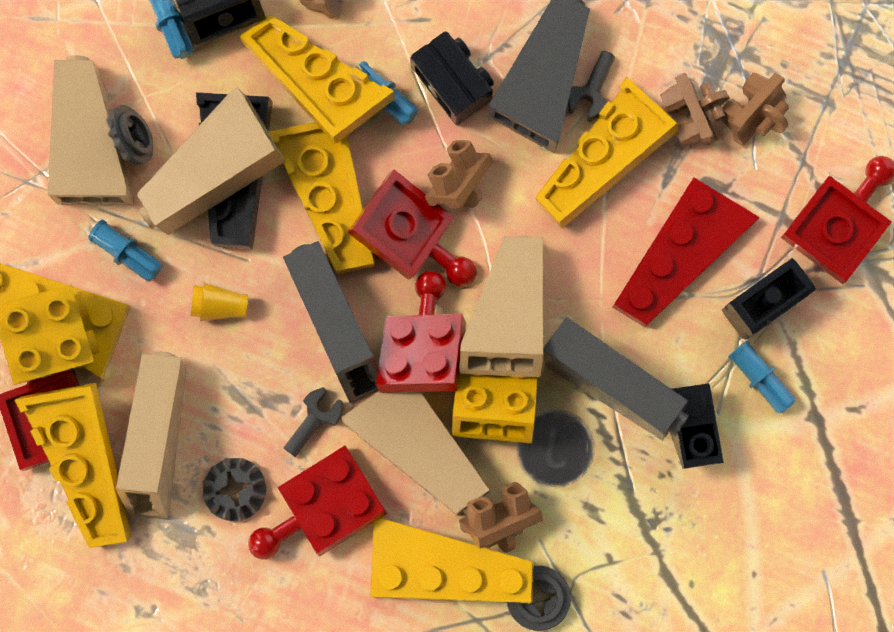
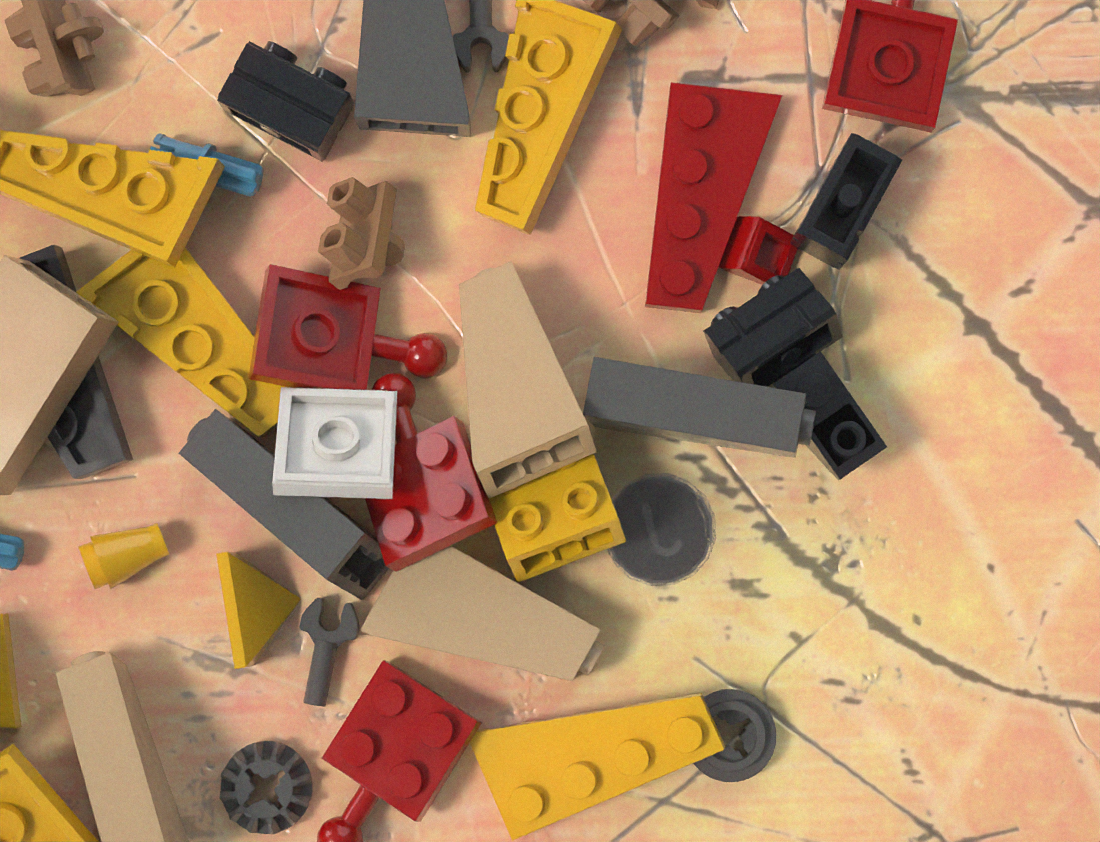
camera: 25 degrees left, 5 degrees up
(281, 374) = (253, 607): none -> yellow slope
(381, 295) = (335, 443): none -> white tile
(500, 522) = (634, 663): medium nougat hips -> none
(686, 356) = (773, 330): none -> black brick
(699, 307) = (758, 250): none -> red slope
(762, 377) = (884, 307): dark azure axle -> none

